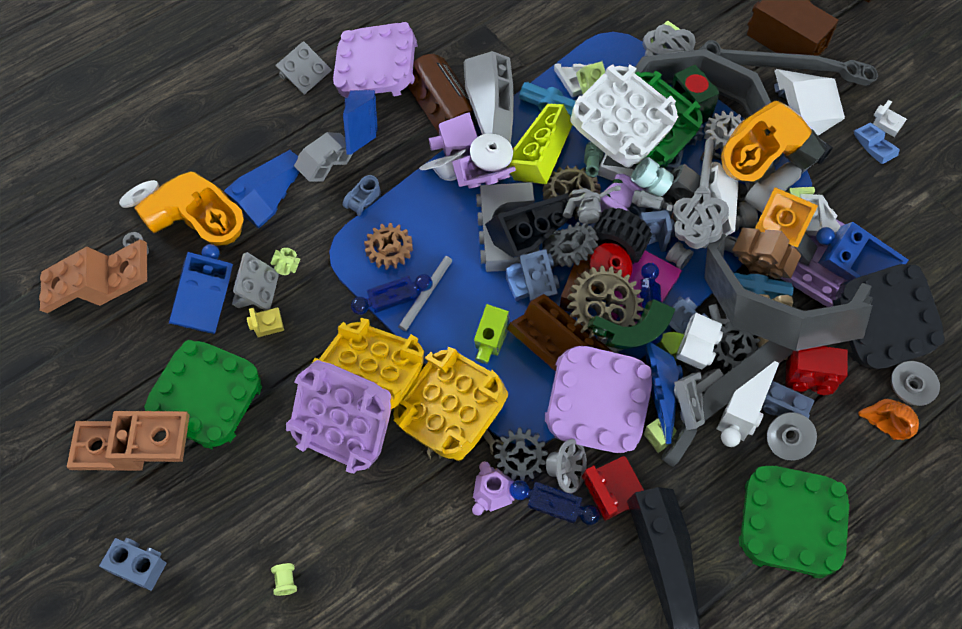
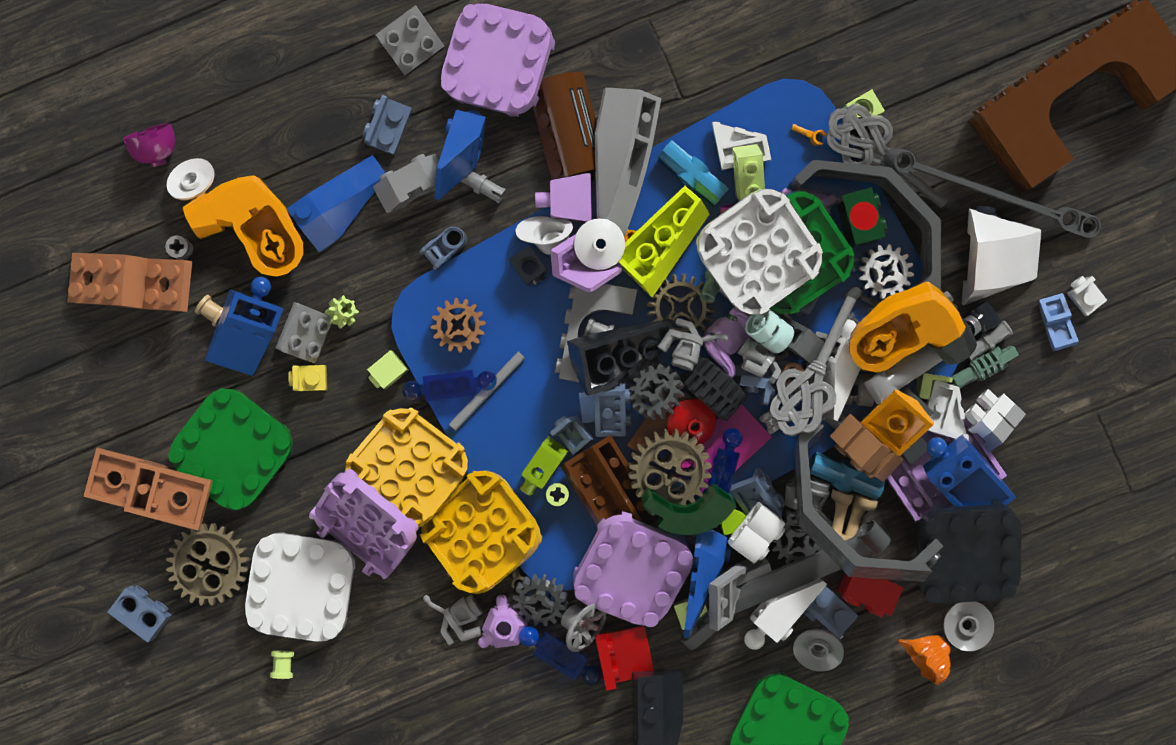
camera: 15 degrees right, 25 degrees up
(102, 174) = (152, 144): none -> magenta cylinder
(166, 286) = (209, 310): none -> tan bush
(189, 522) = (200, 585): none -> dark tan gear
(288, 500) = (299, 587): none -> white plate
(296, 126) = (387, 125): none -> sand blue bracket
(334, 297) = (387, 370): none -> yellowish green brick
(383, 149) = (483, 185): none -> light grey pin
(434, 183) = (525, 256): none -> black brick
(448, 488) = (461, 613): none -> light grey piece
(508, 301) = (572, 433): none -> sand blue bracket
(514, 350) = (562, 500): none -> yellowish green bush
(634, 61) = (810, 134): none -> light orange hand
(827, 166) = (988, 340): none -> light grey pin
(836, 181) = (985, 366): none -> sand green hinge
(861, 211) = (996, 420): none -> white hips

